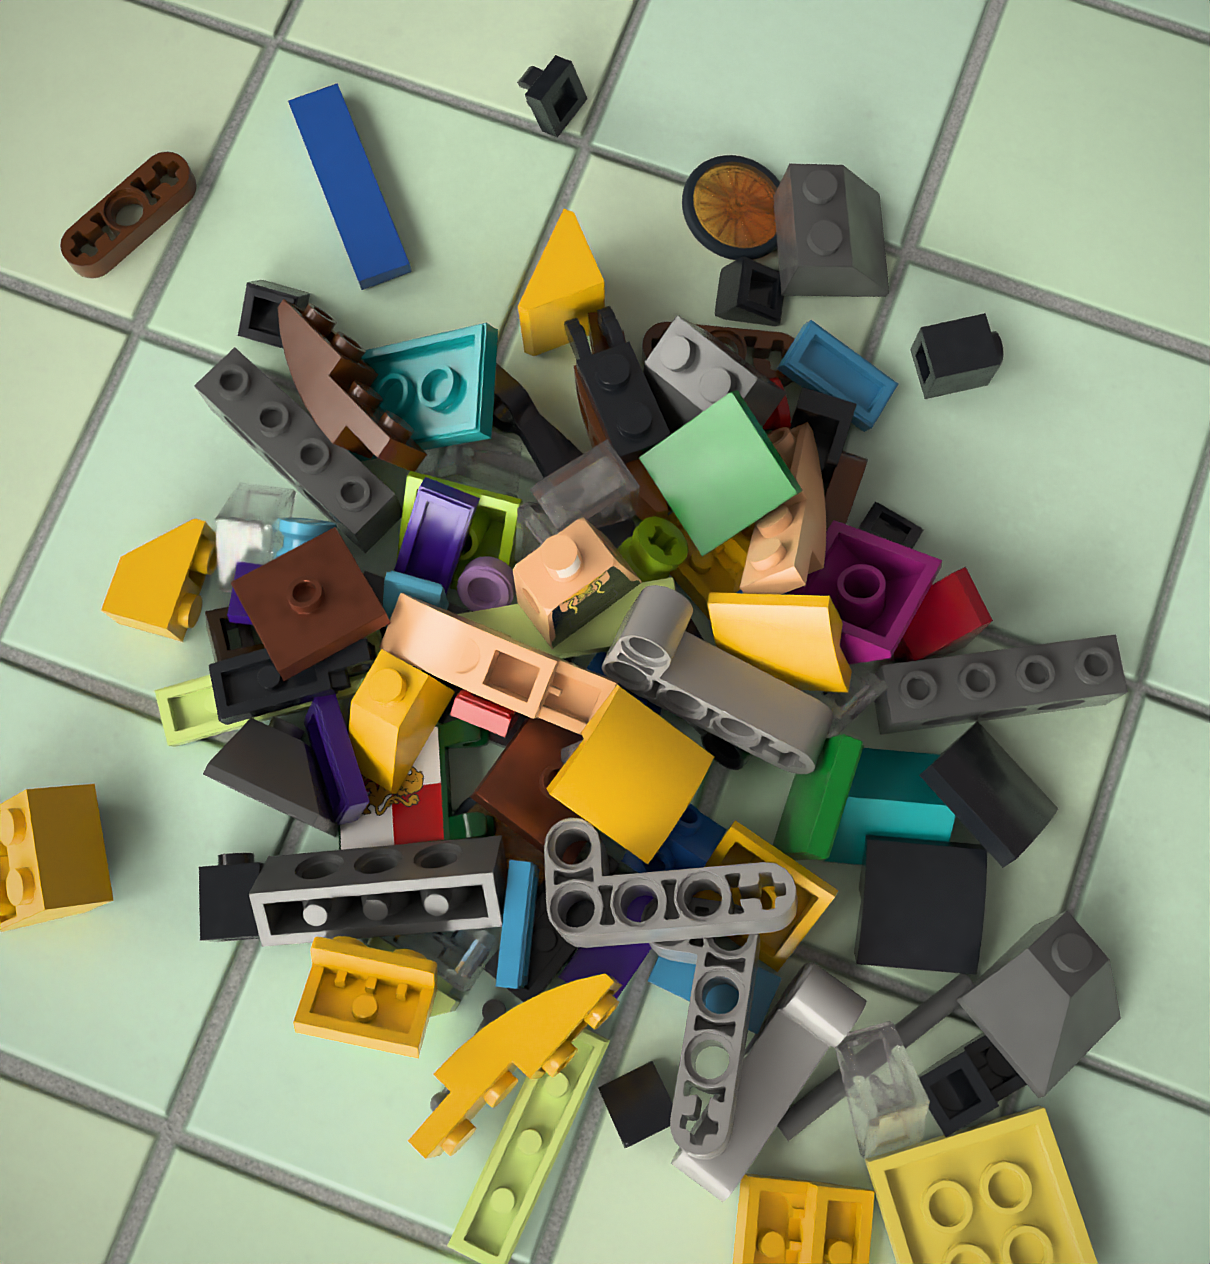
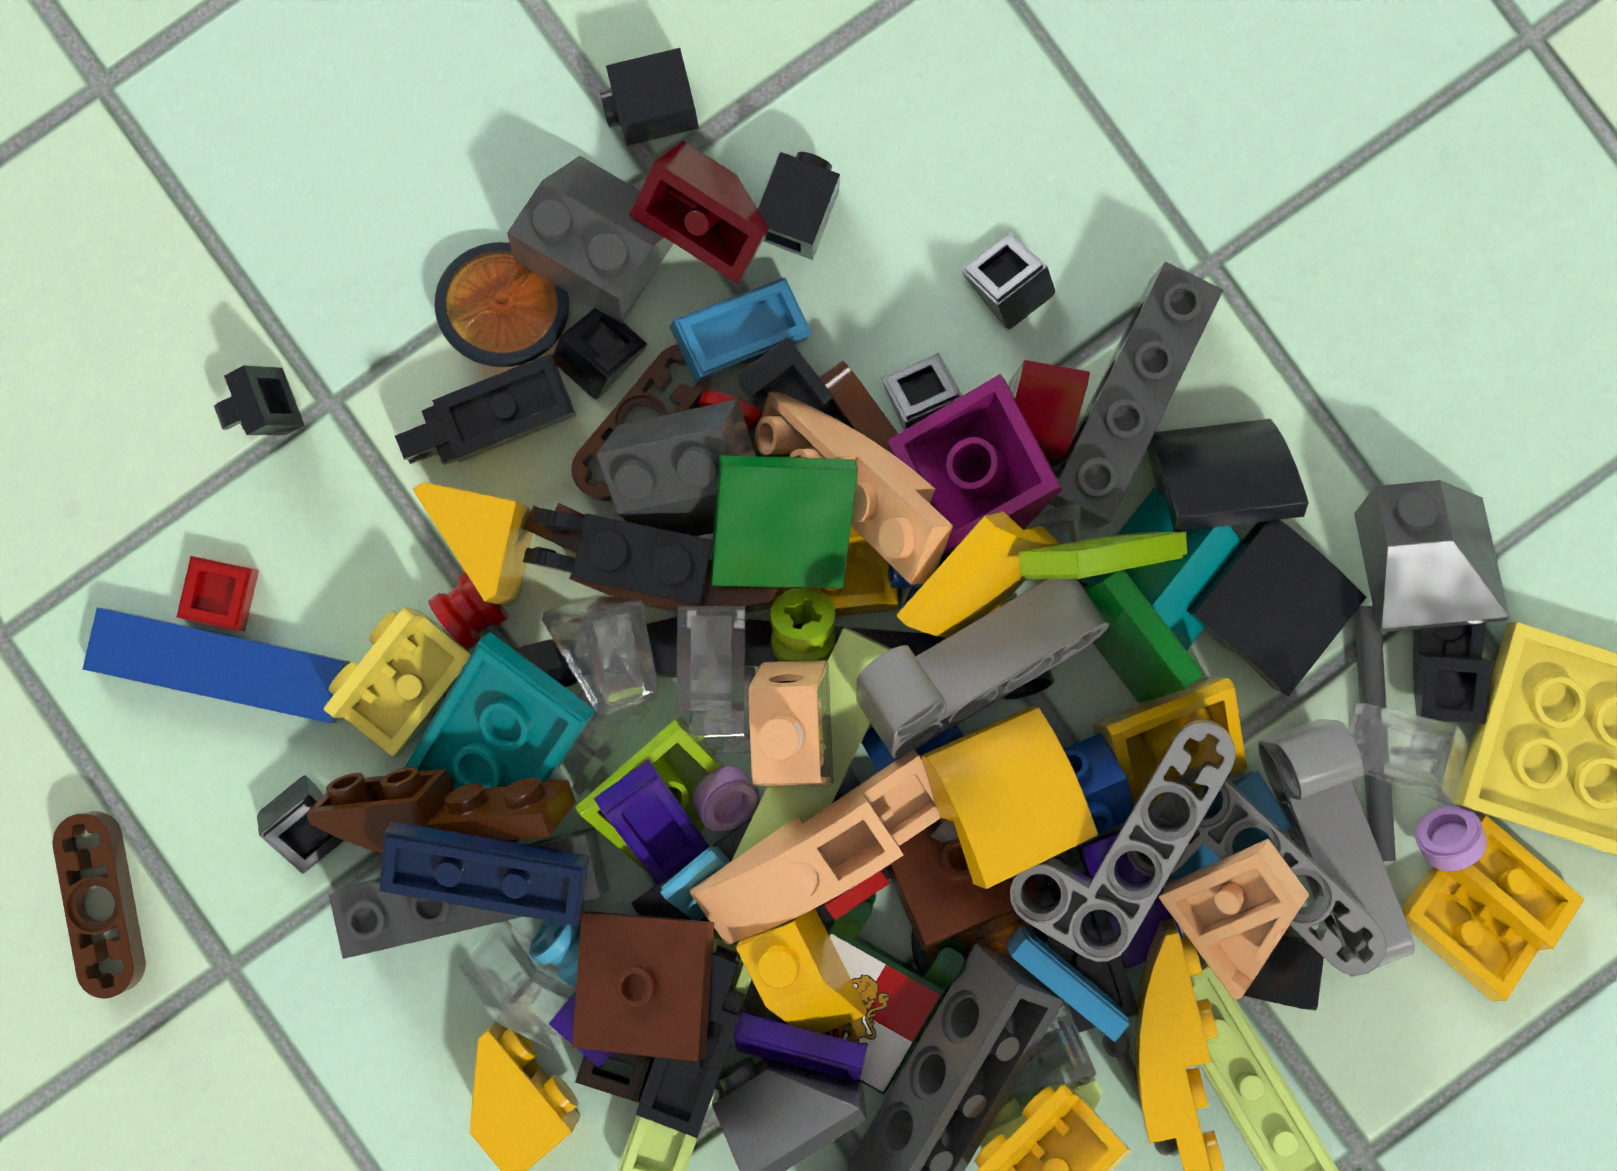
camera: 55 degrees left, 10 degrees up
(320, 435) = (483, 873): none -> dark blue tile
(400, 155) = (217, 593): none -> red tile
(418, 299) = (398, 679): none -> light yellow bracket
(504, 316) = (465, 612): none -> red wheel
(538, 424) = (606, 650): none -> clear slope
(653, 247) = (490, 413): none -> black hinge
(660, 1015) = (1237, 911): none -> light nougat wing
(836, 1171) = (1451, 838): none -> lavender tile
(863, 720) = (1102, 555): none -> lime tile
(902, 285) = (701, 210): none -> dark red slope
(955, 209) = (649, 97): none -> black brick
(1015, 546) = (1010, 280): none -> black slope

